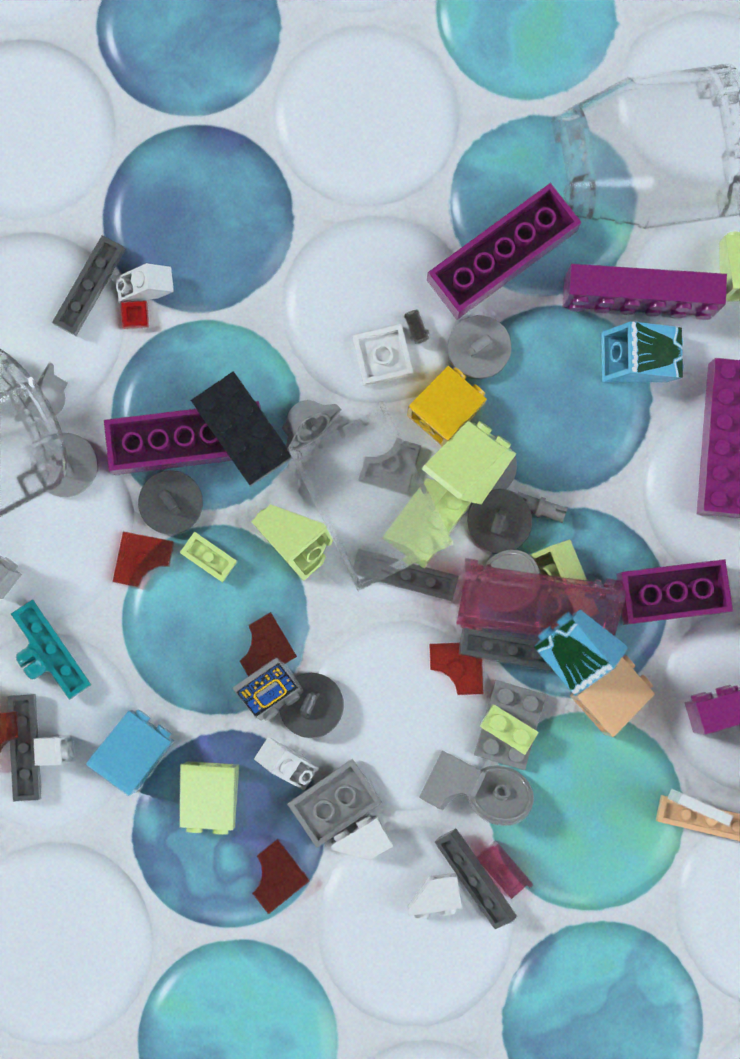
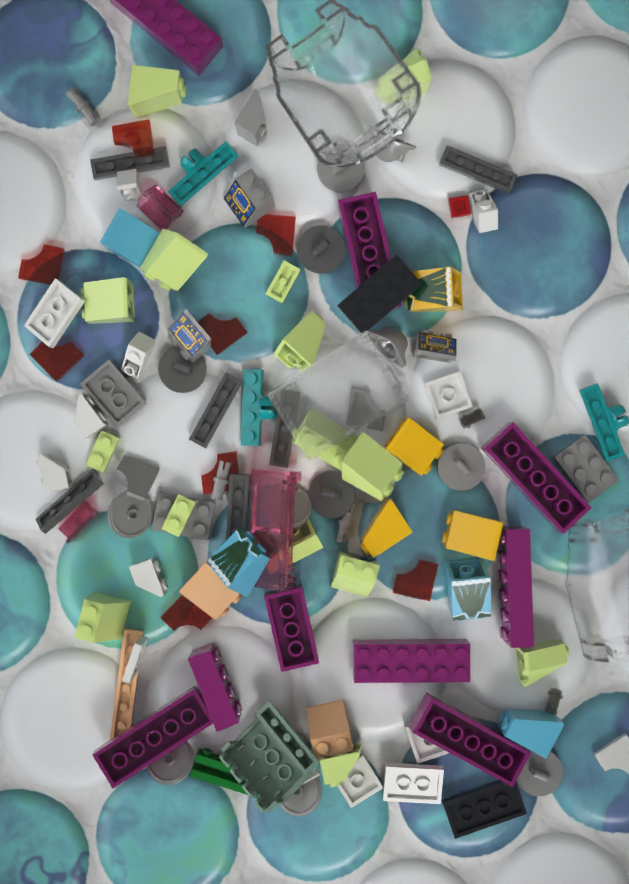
camera: 85 degrees right, 5 degrees up
(89, 714) = (159, 207): none -> clear pink panel
(92, 590) = (248, 198): none -> light grey slope
(152, 882) = (43, 267): none -> clear red tile
(163, 701) = (172, 260): none -> yellowish green slope
(216, 872) = (54, 313): none -> white plate
(245, 351) = (439, 291): none -> slope
(317, 364) = (435, 347): none -> slope
(371, 665) = (215, 410): none -> dark grey plate
(373, 613) = (254, 407): none -> teal plate
(411, 826) = (102, 451): none -> yellowish green plate
(437, 155) = (605, 421): none -> teal plate
(467, 667) = (220, 480): none -> light grey pin
(497, 186) = (586, 468): none -> light grey plate
(553, 455) = (384, 529): none -> yellow slope
(571, 340) = (472, 534): none -> yellow slope
(588, 781) = (148, 577): none -> white slope
(609, 500) = (355, 573): none -> yellowish green slope
(627, 419) = (417, 582): none -> clear red tile
(640, 847) = (102, 618): none -> yellowish green slope
(641, 735) = (184, 613): none -> clear red tile

